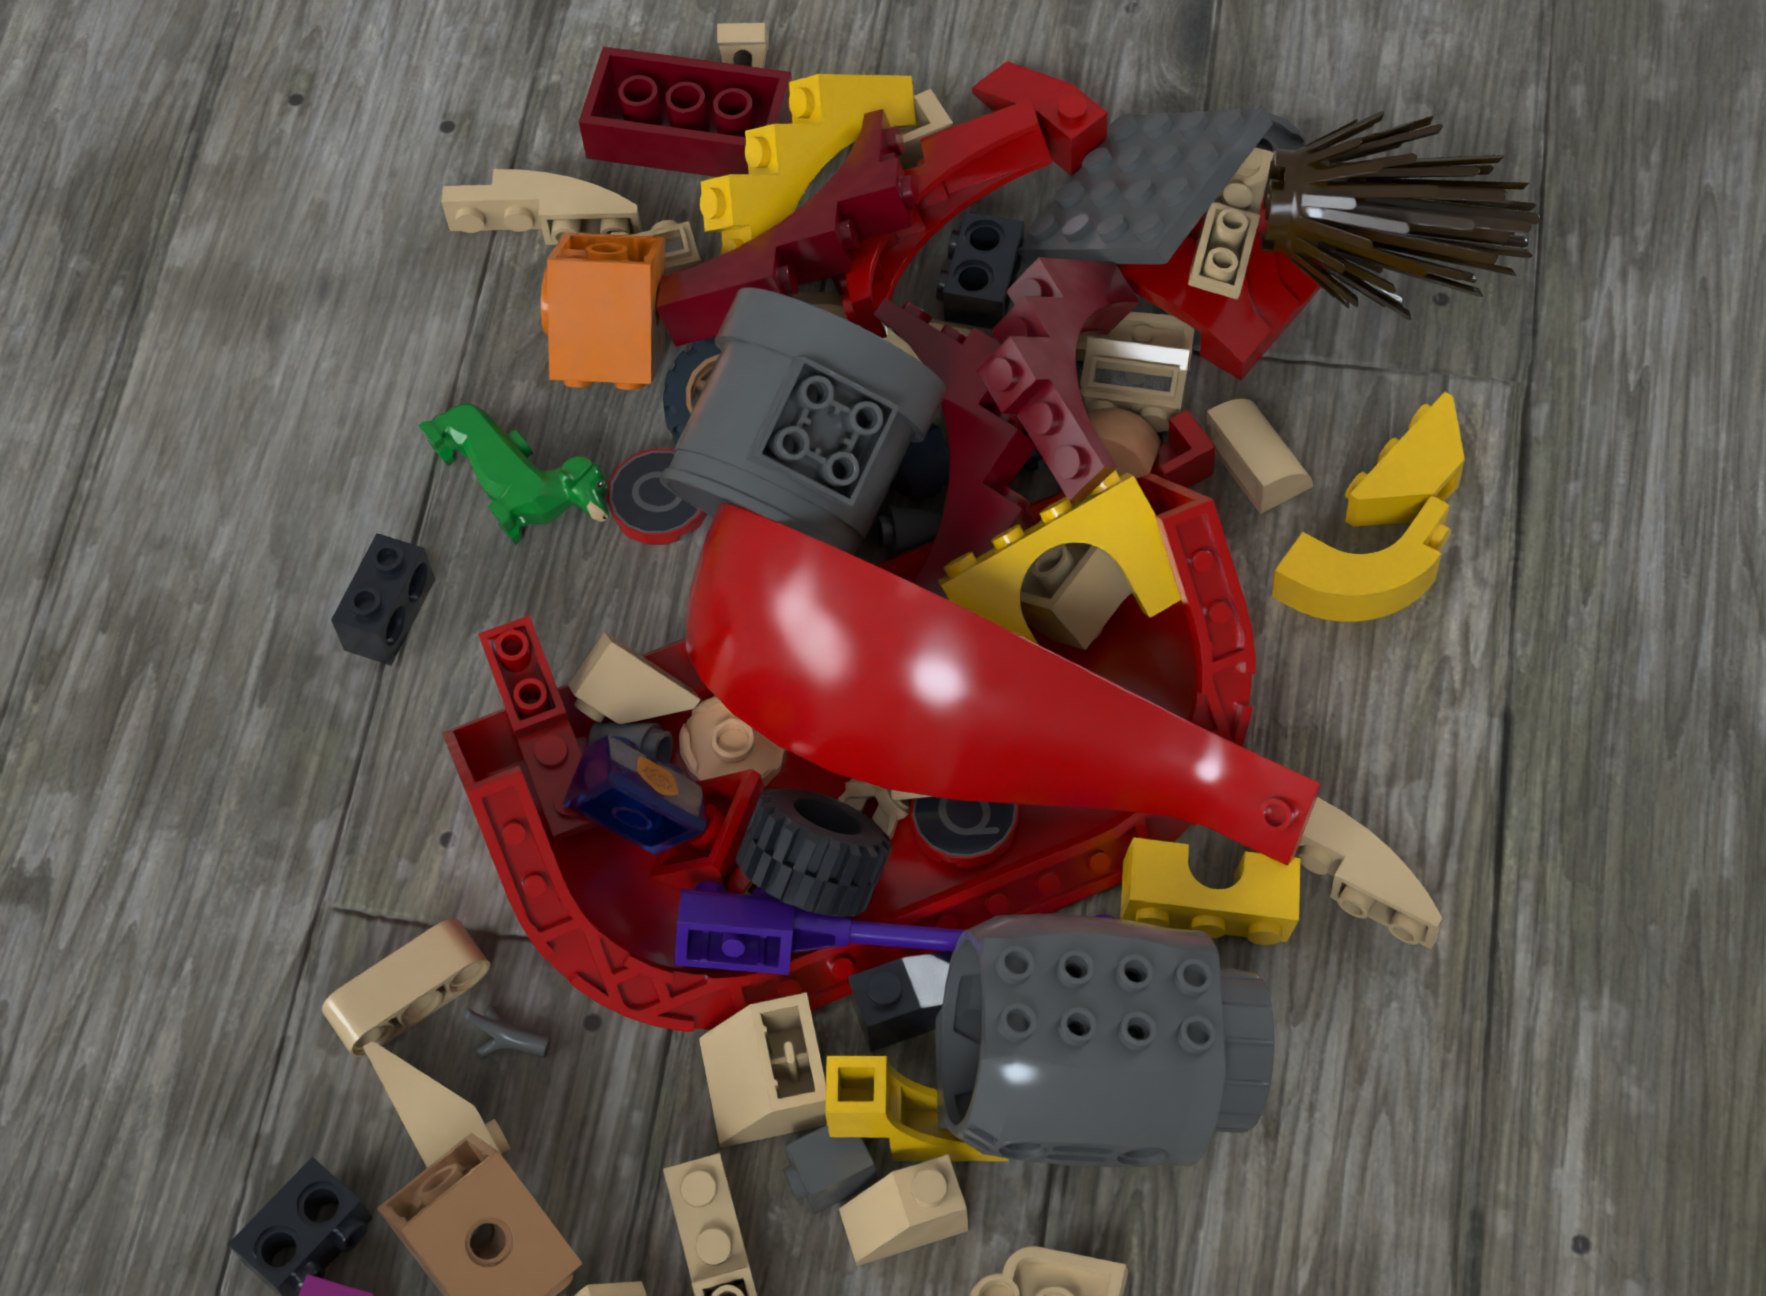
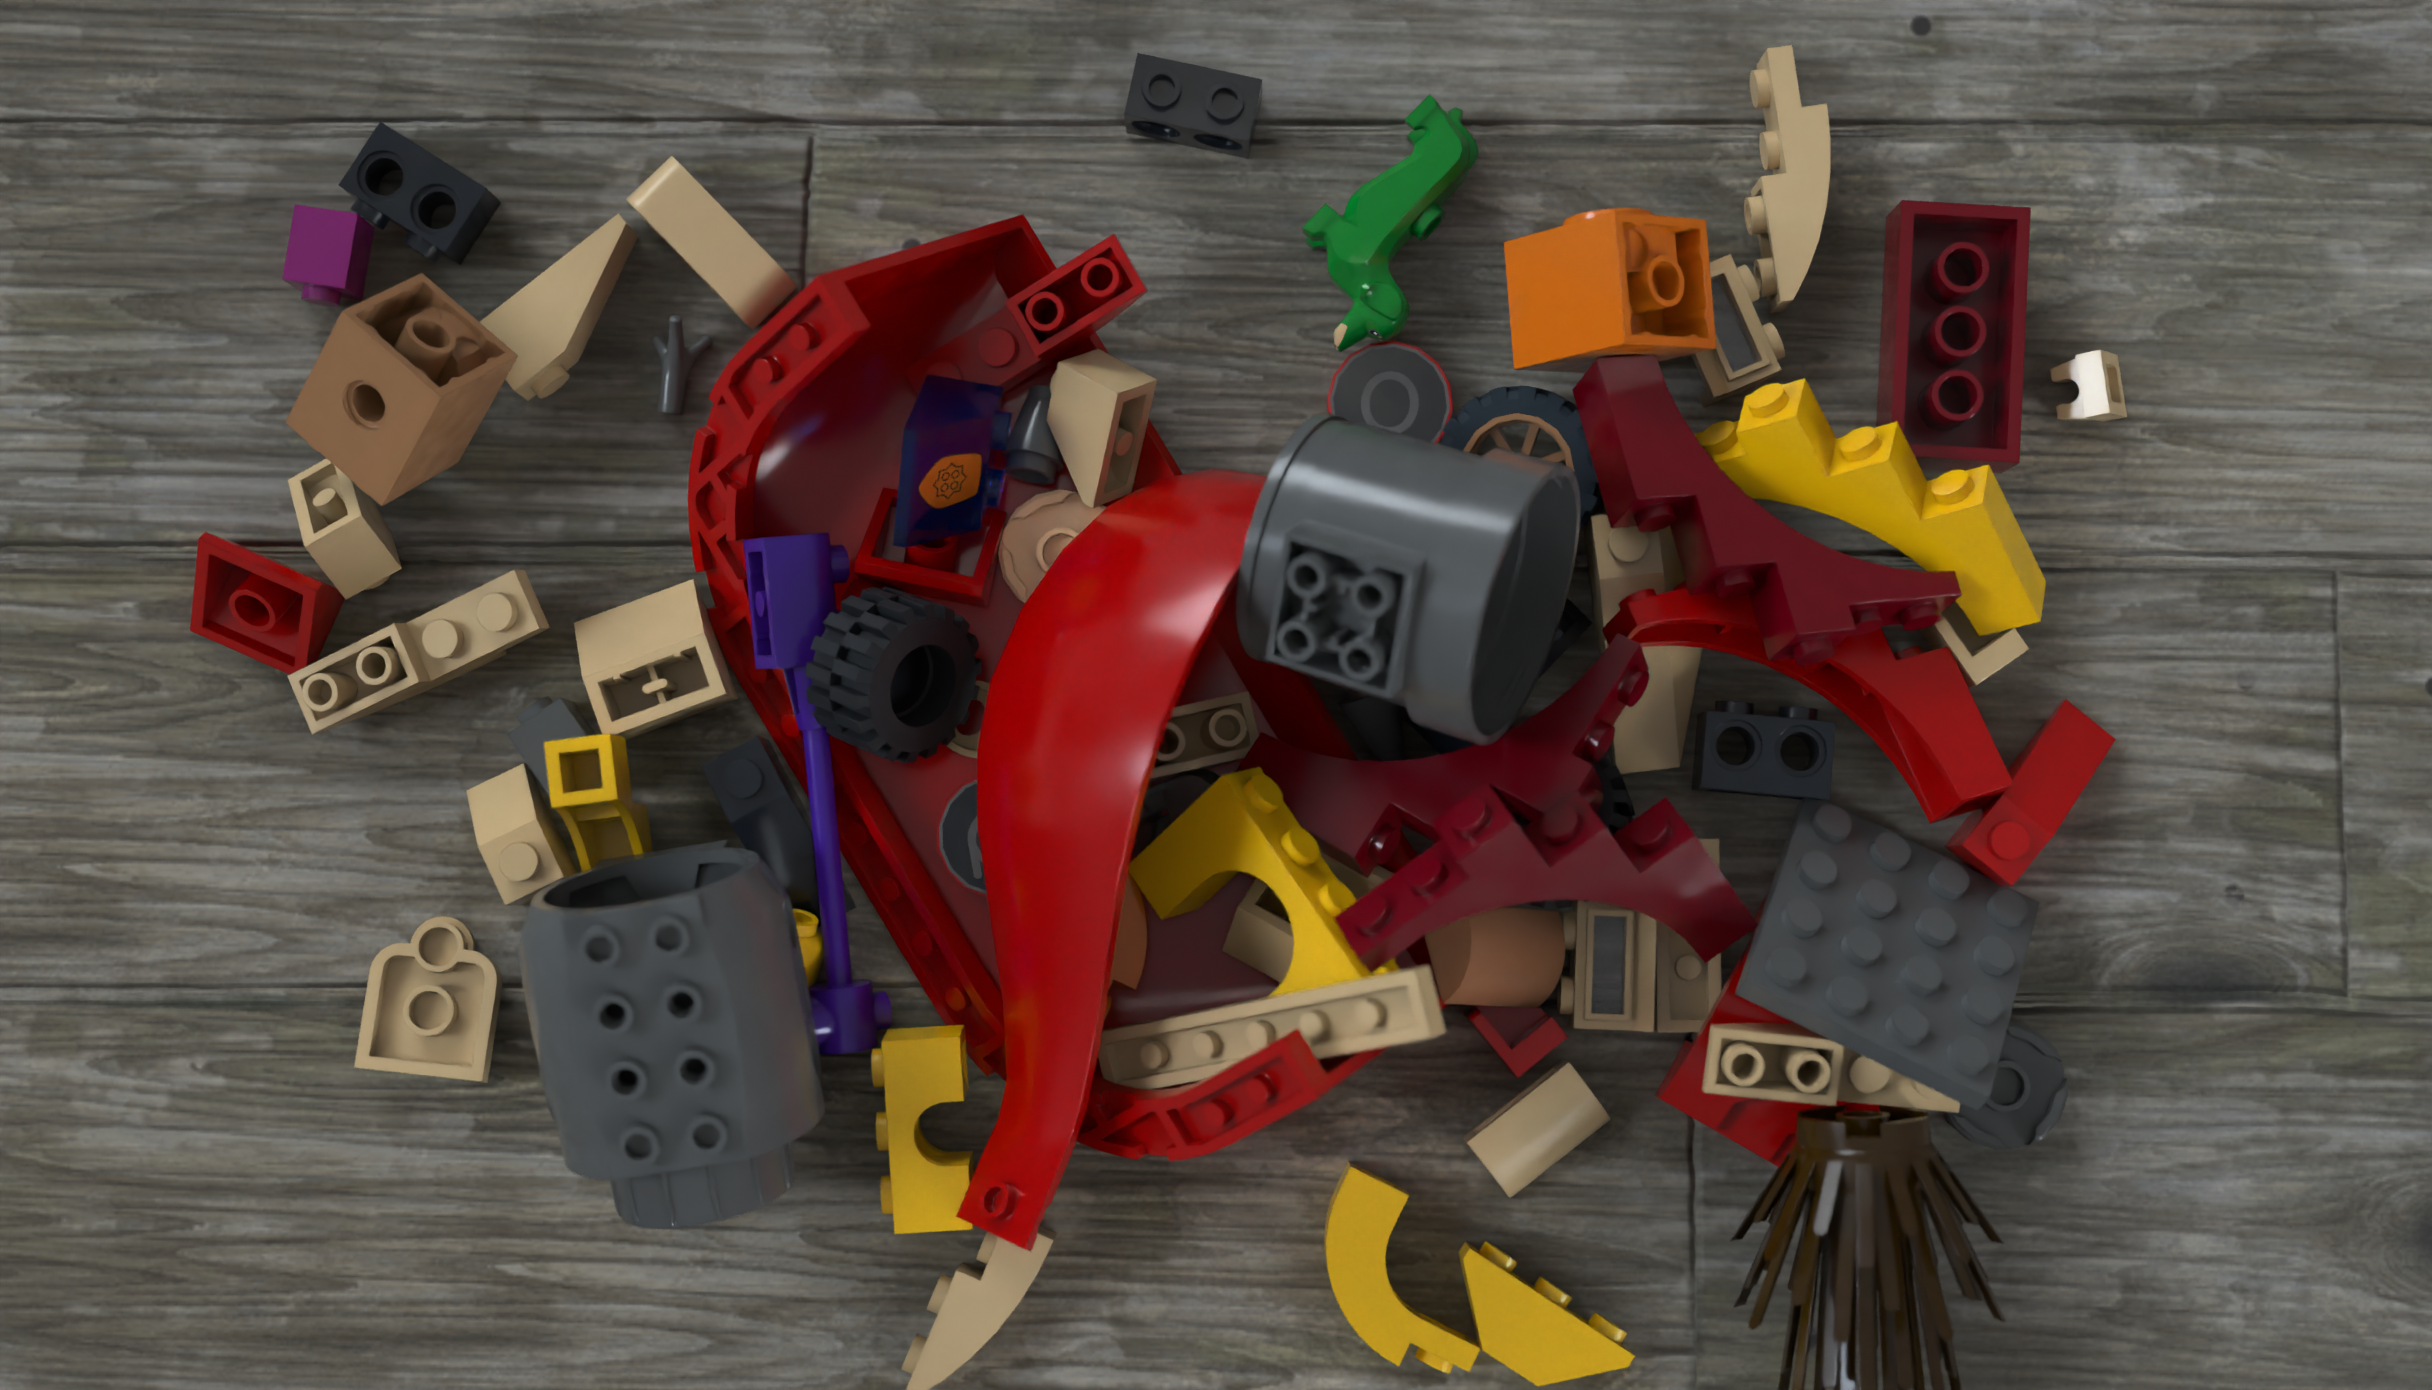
camera: 80 degrees right, 25 degrees up
(1157, 613) = (1331, 1018): none -> tan plate

